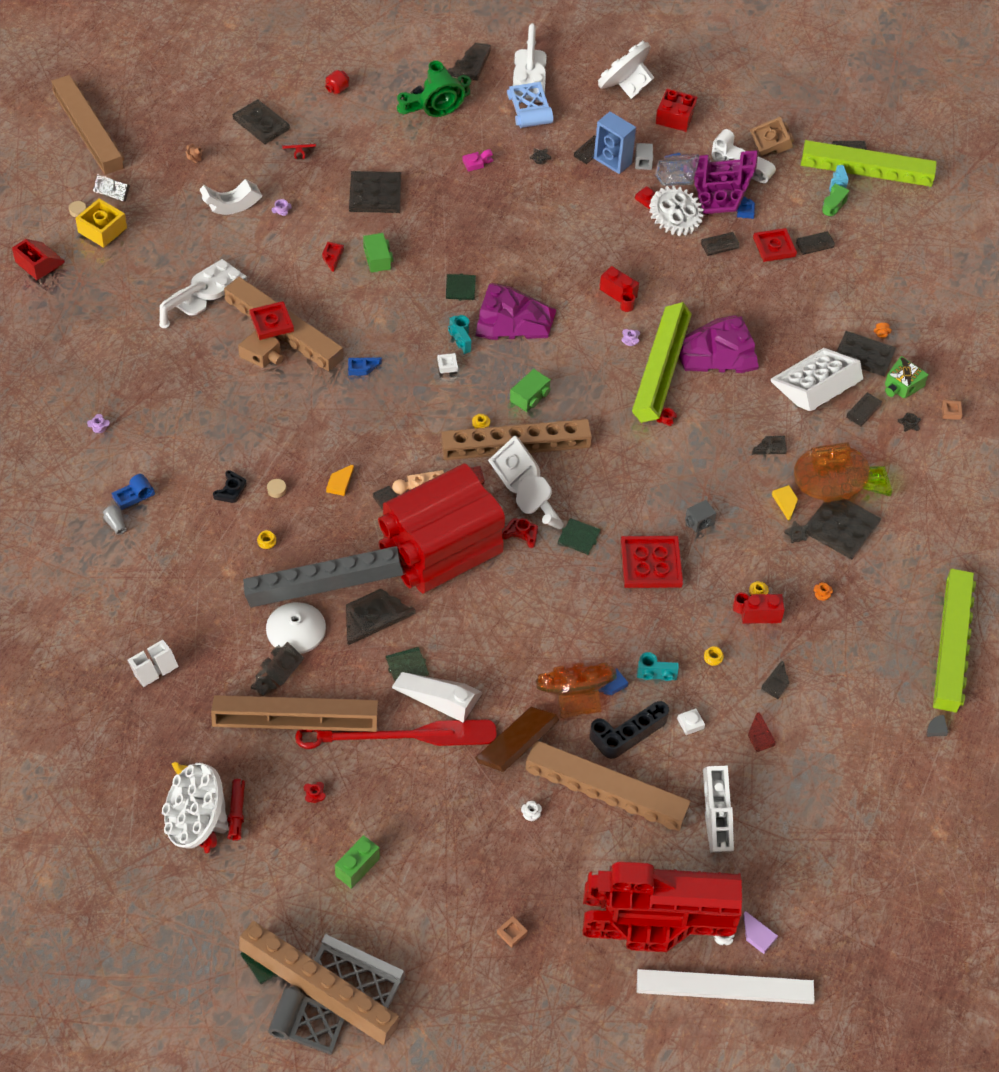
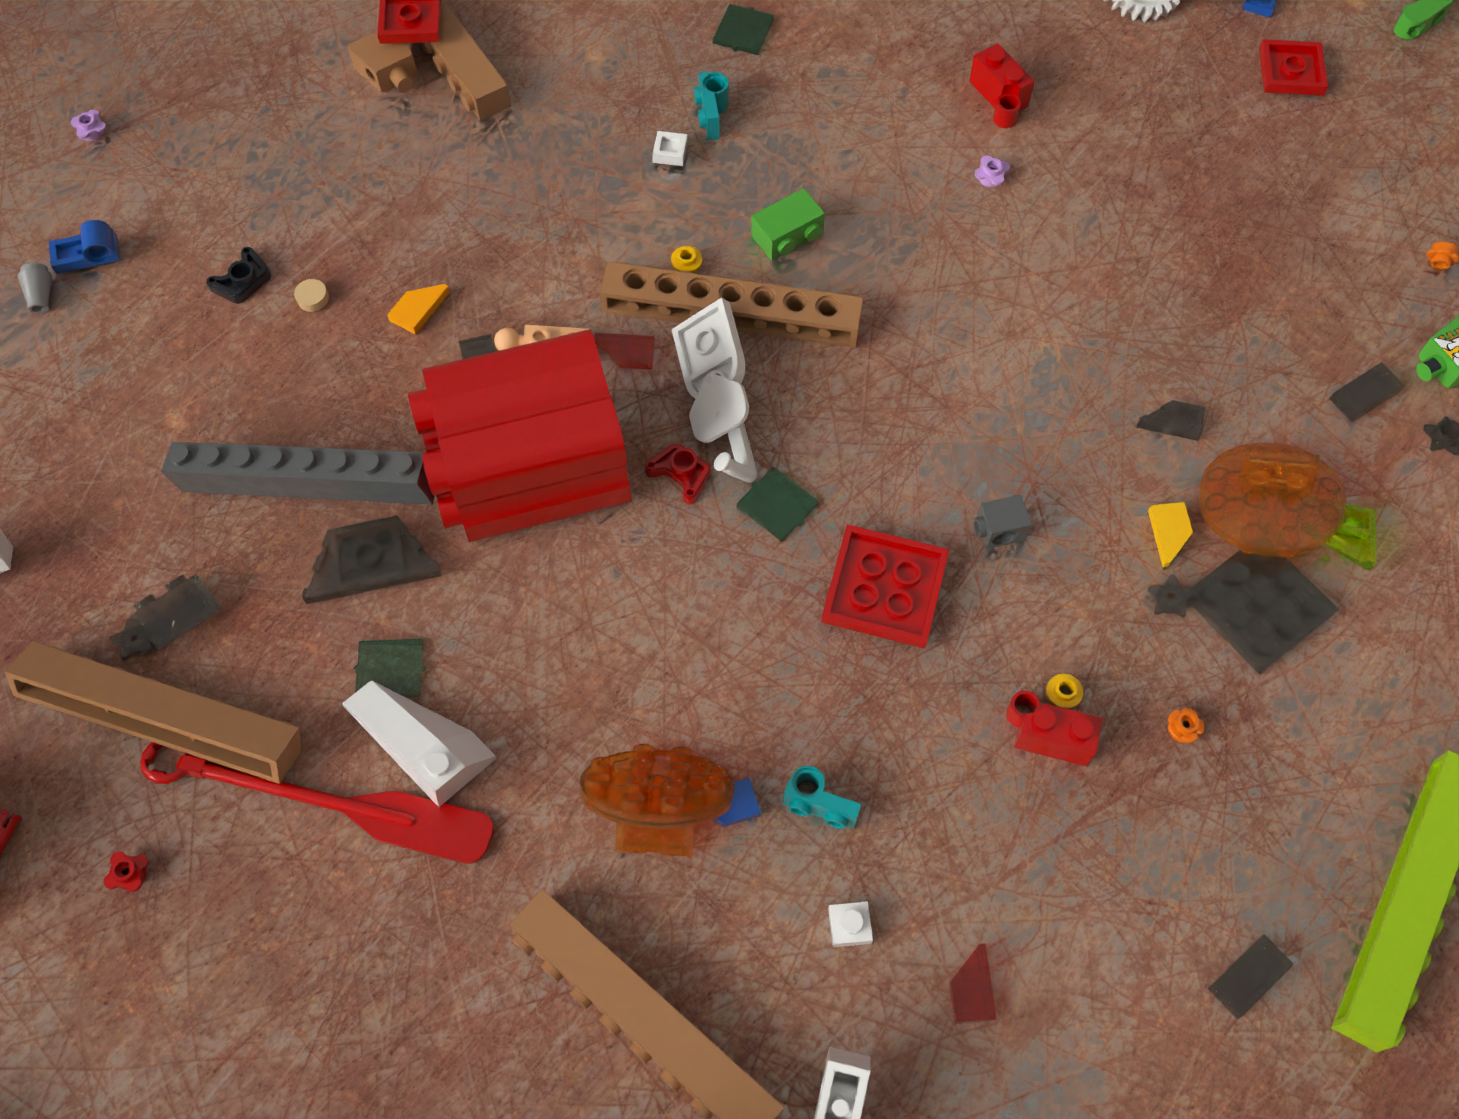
camera: 20 degrees right, 10 degrees up
(266, 535) = (251, 374): yellow plate -> none
(302, 634) = (247, 559): white dish -> none
(357, 861) = (130, 1041): bright green brick -> none
(362, 366) = (535, 123): blue tile -> none
(513, 314) = (808, 89): magenta wedge -> none
(517, 739) = (512, 874): reddish brown tile -> none
(531, 815) = (499, 1025): white plate -> none
(653, 716) = (732, 906): black beam -> none
(661, 362) = (1027, 227): lime brick -> none
(667, 416) = (1006, 316): red plate -> none
(713, 651) = (941, 792): yellow plate -> none
(720, 243) = (1198, 46): clear smoke plate -> none
(721, 346) = (1138, 219): magenta wedge -> none
(777, 681) = (1040, 887): clear smoke tile -> none
(815, 243) = (1365, 79): clear smoke plate -> none
(818, 378) = (1300, 317): white slope -> none
(872, 354) = (1398, 290): clear smoke plate -> none
(888, 694) = (1250, 976): none -> clear smoke tile
(937, 727) = (1329, 1077): dark grey tile -> none

